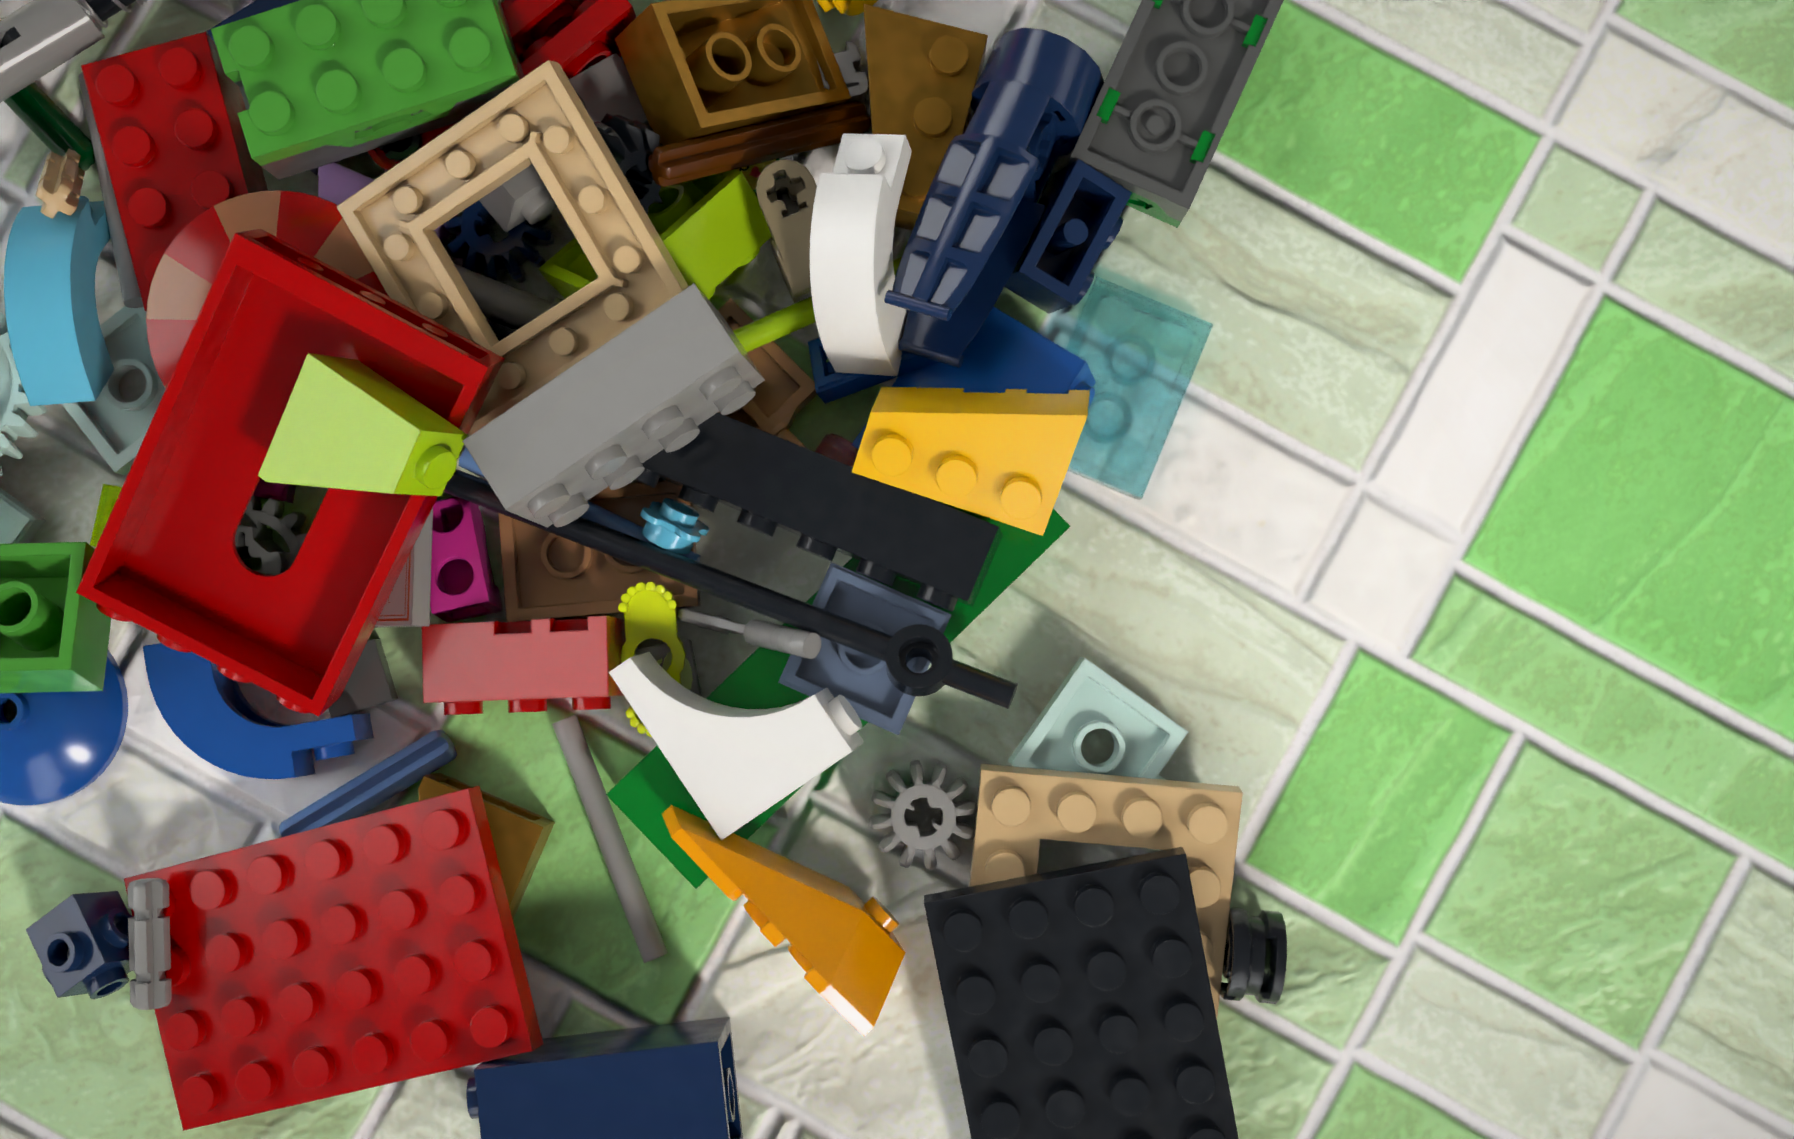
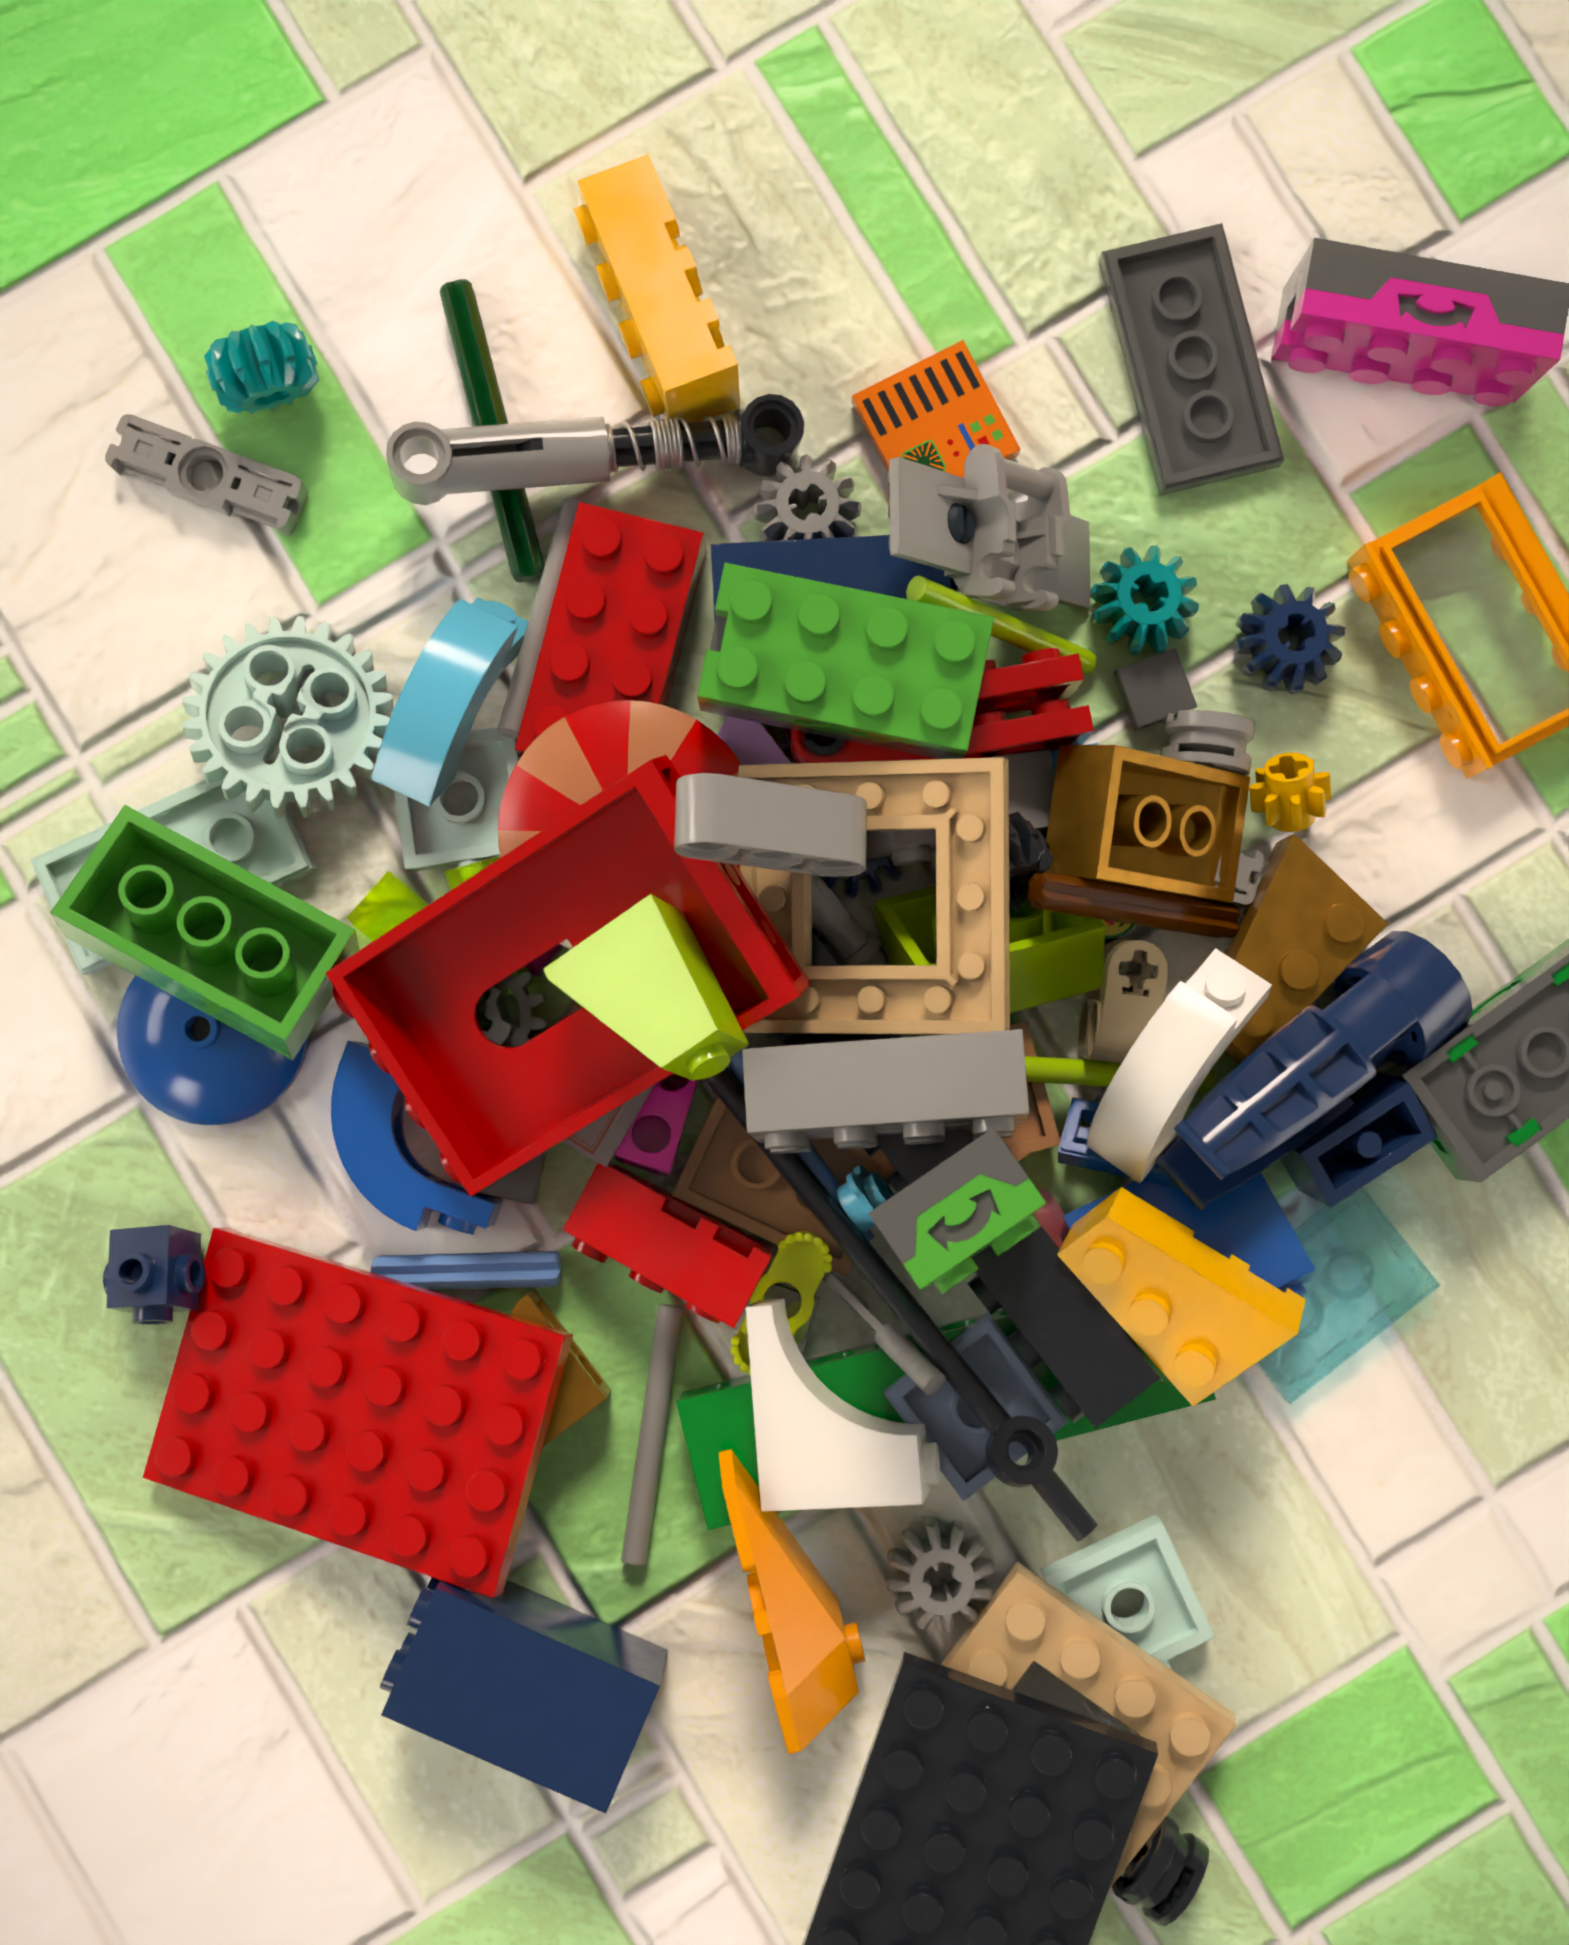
camera: 30 degrees right, 0 degrees up
(60, 184) = (504, 597): tan axle -> none
(149, 943) = (209, 1304): light grey axle -> none
(374, 231) = (770, 825): none -> light grey beam
(721, 469) = (958, 1211): none -> piece

